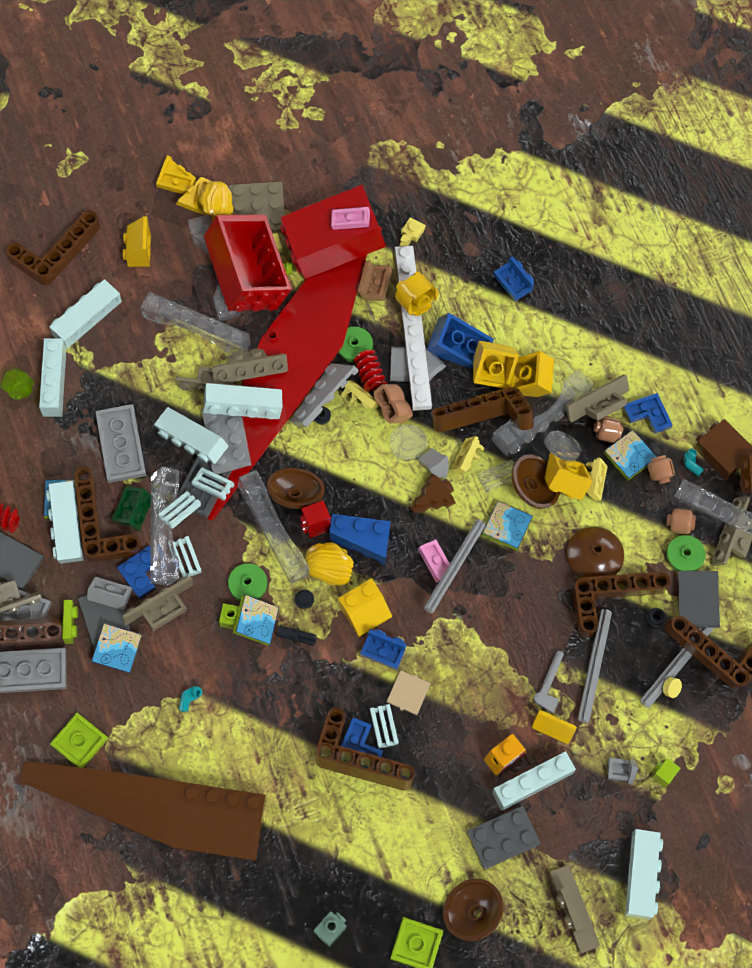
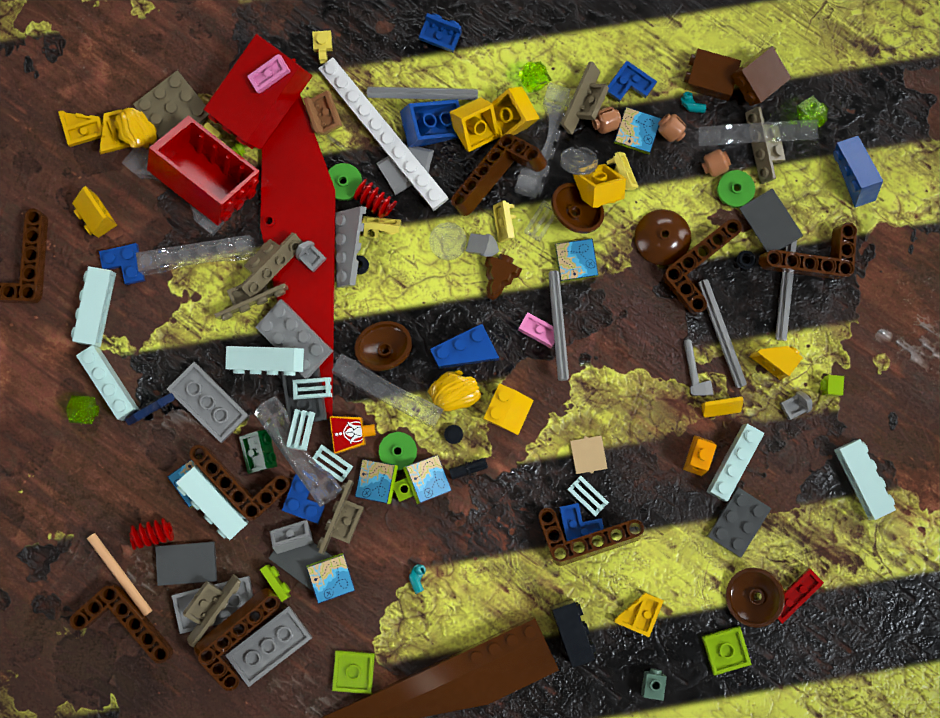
camera: 30 degrees left, 15 degrees up
(62, 418) = (150, 409): none -> dark blue tile
(136, 293) = (124, 258): none -> blue plate
(212, 594) = (376, 481): none -> tile
(217, 541) = (349, 433): none -> torso
(242, 401) = (287, 300): light aqua brick -> none
(286, 380) = (310, 255): none -> light grey tile
(290, 830) = (573, 632): none -> black brick
(315, 519) = (418, 362): red brick -> none
(361, 859) = (641, 614): none -> yellow wing
(383, 649) = (546, 434): blue bracket -> none
(393, 403) = (415, 217): nougat brick -> none
(416, 294) = (369, 105): yellow brick -> none
(474, 320) = (422, 93): none -> light grey axle
(514, 936) = (799, 592): none -> red plate
(569, 358) = (534, 76): none -> clear neon green brick
(574, 908) = (830, 542): dark tan bracket -> none
(629, 714) = (778, 360): none -> yellow slope
(672, 687) = (794, 311): light yellow tile -> none

